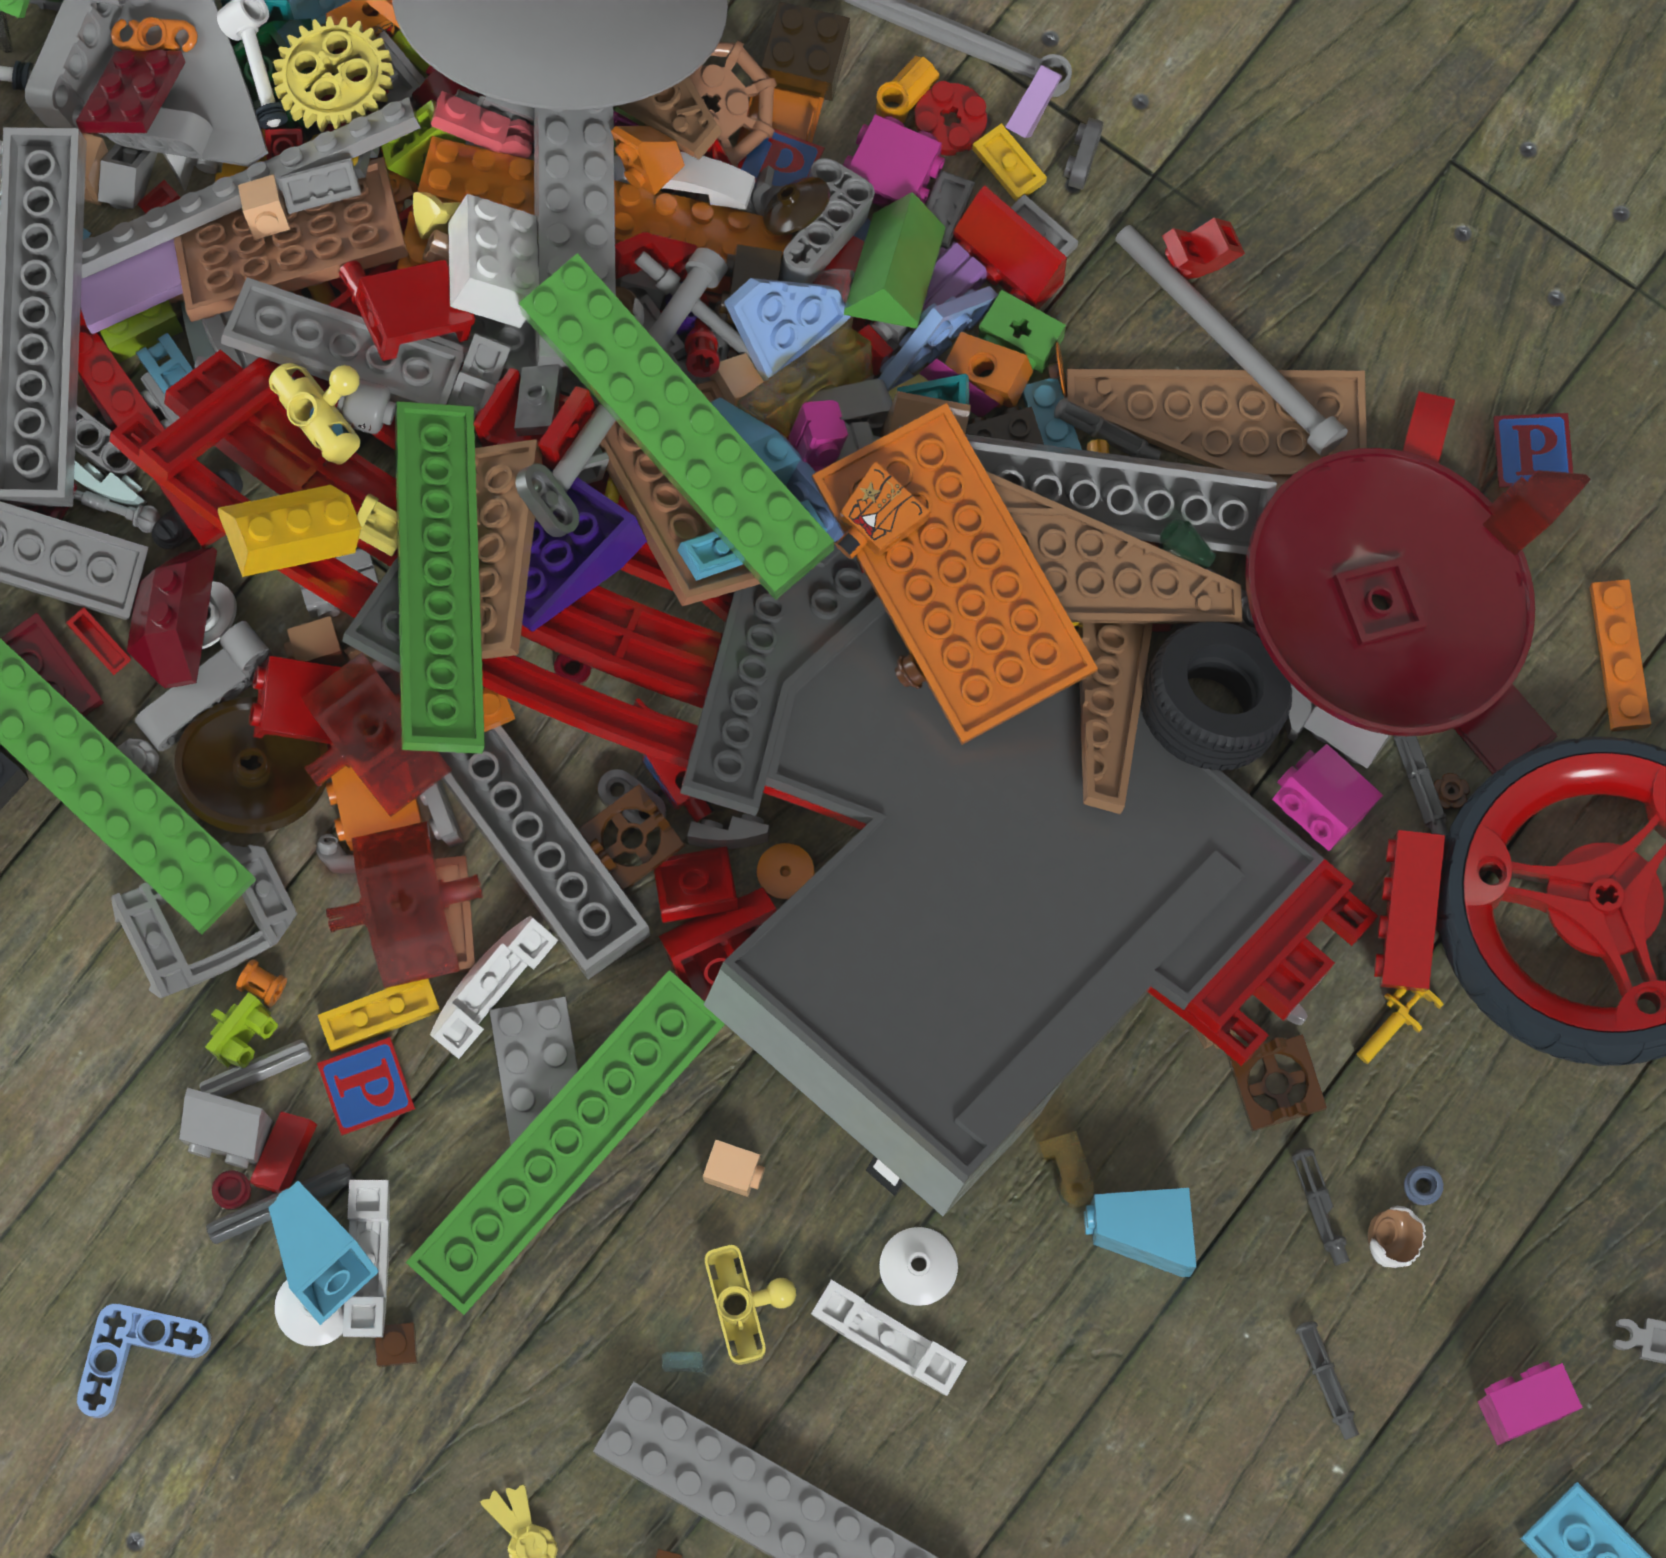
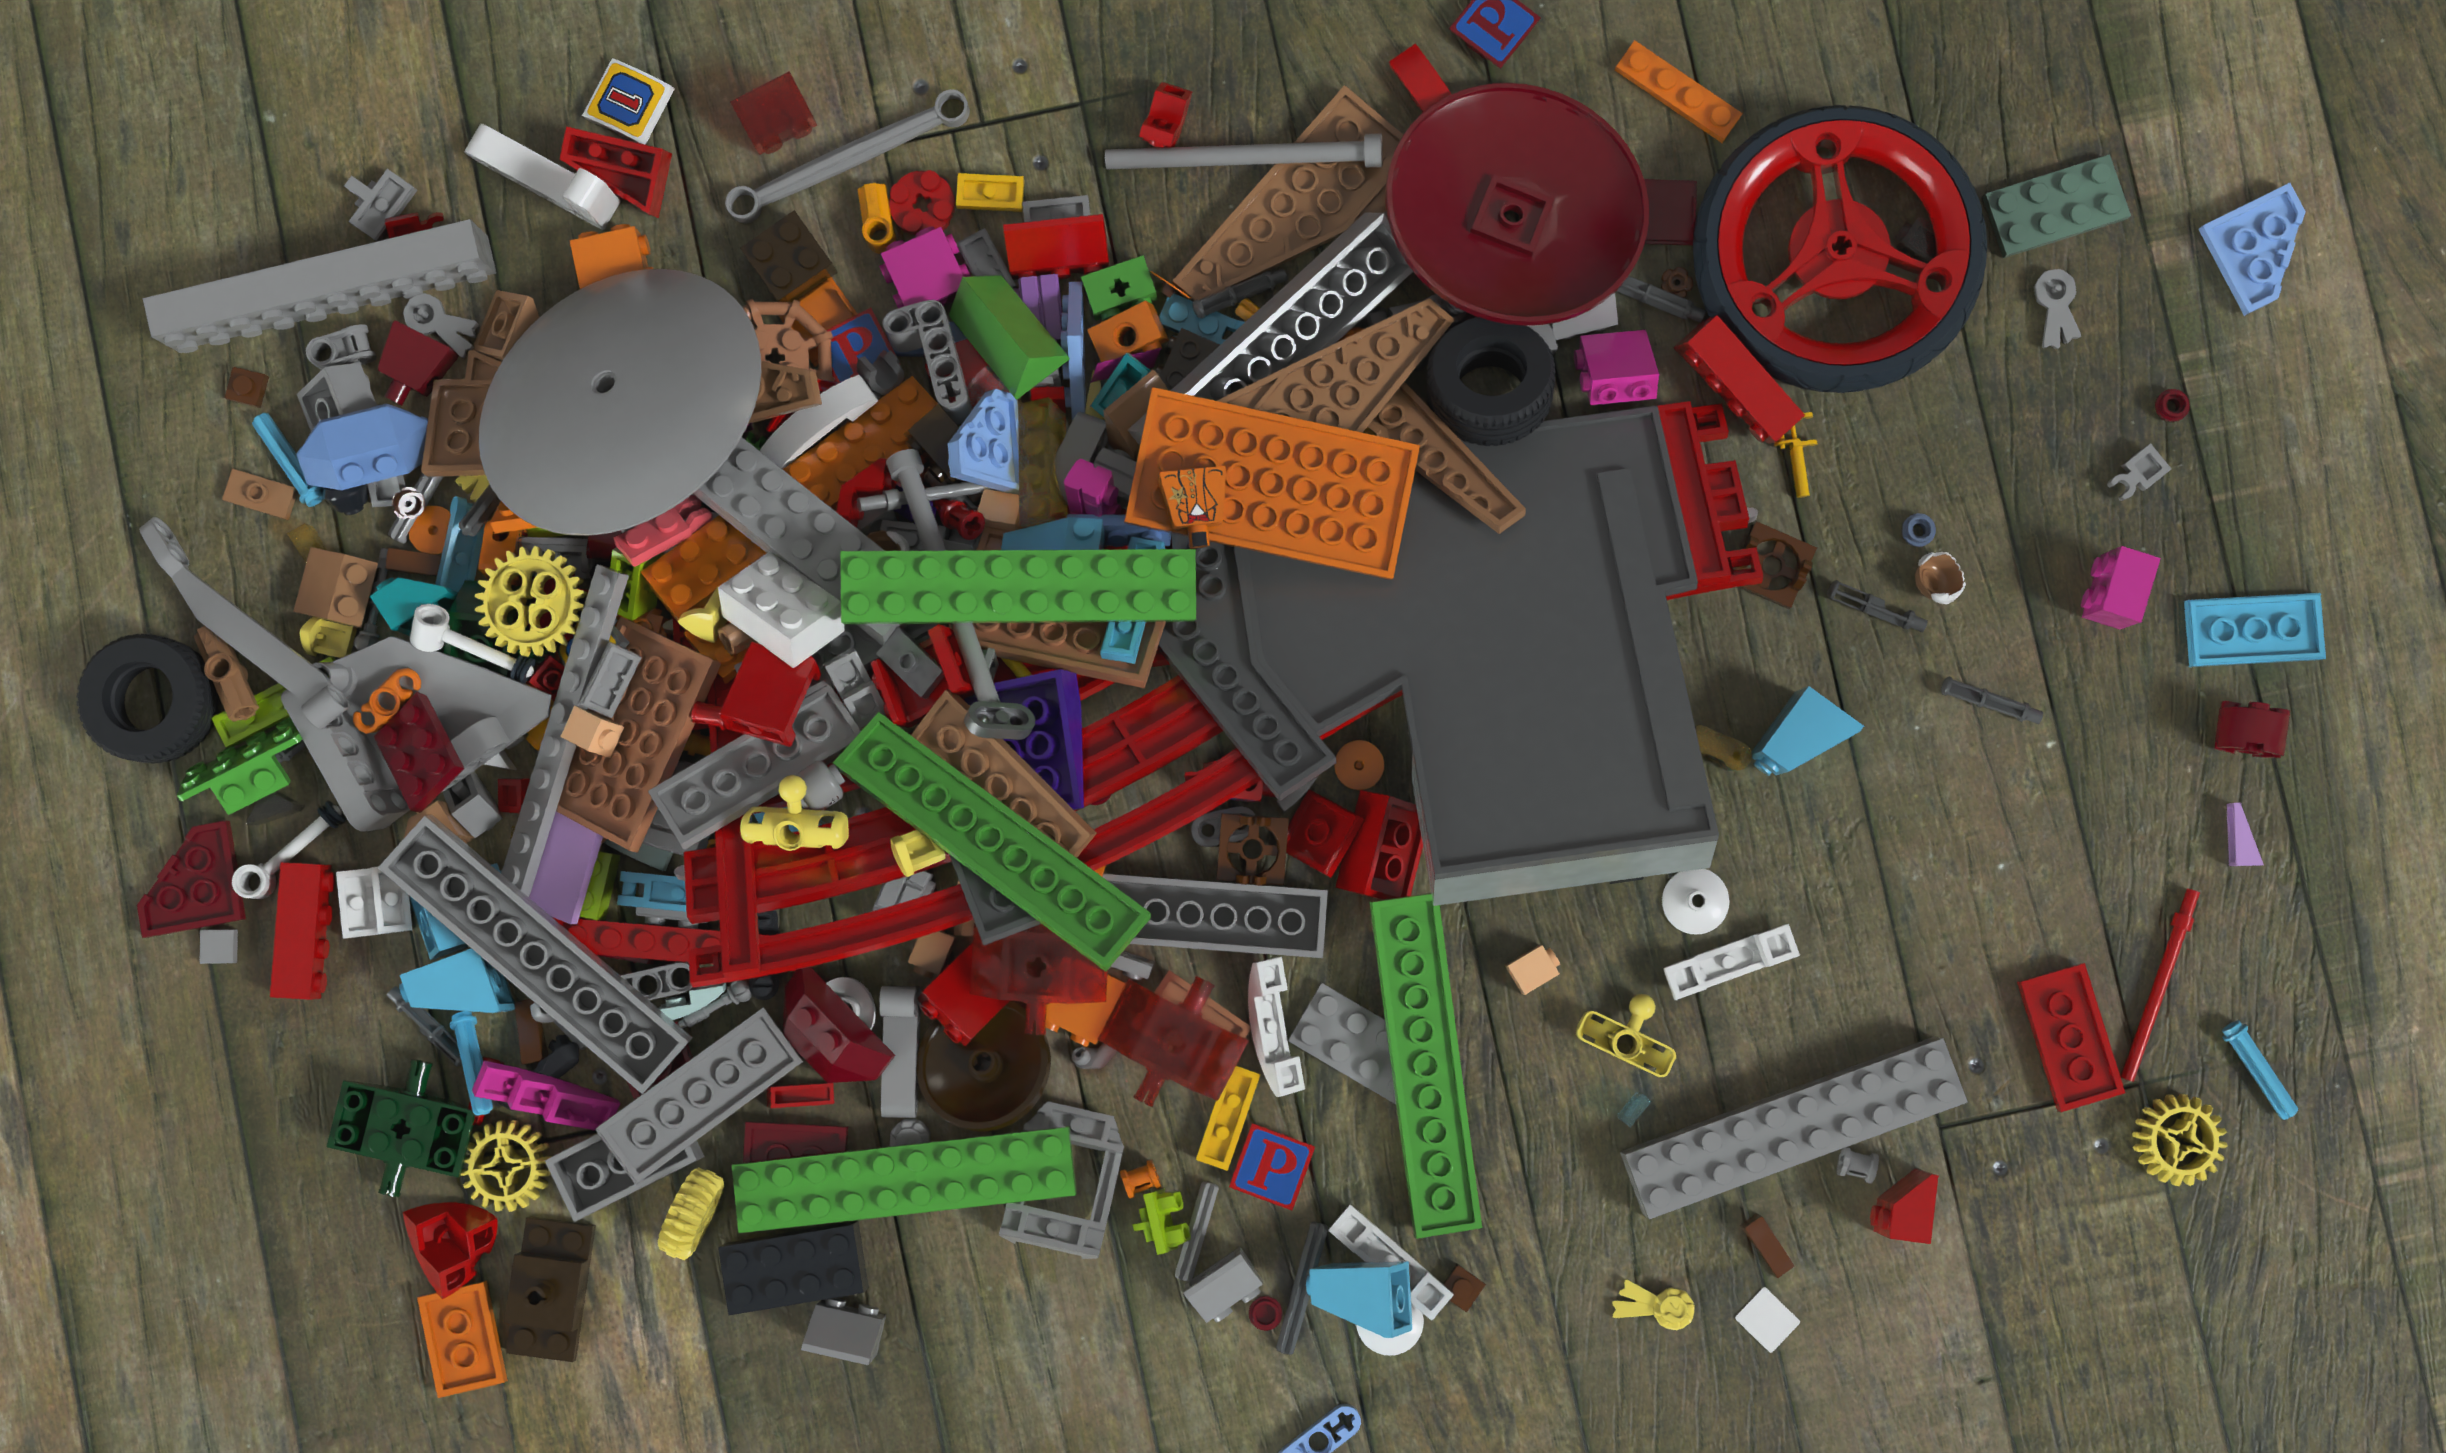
camera: 50 degrees left, 10 degrees up
(283, 1152) = (1271, 1259): red tile -> none
(291, 529) = (871, 915): yellow slope -> none
(647, 156) = (787, 436): orange slope -> none
(796, 205) = (907, 364): dark brown dish -> none
(908, 672) = (1311, 572): reddish brown plate -> none
(1034, 102) = (962, 137): lavender piece -> none
(1079, 166) = (1034, 147): flat silver plate -> none
(1185, 542) = (1371, 309): clear green cone -> none
(1532, 506) = (1542, 60): clear red slope -> none

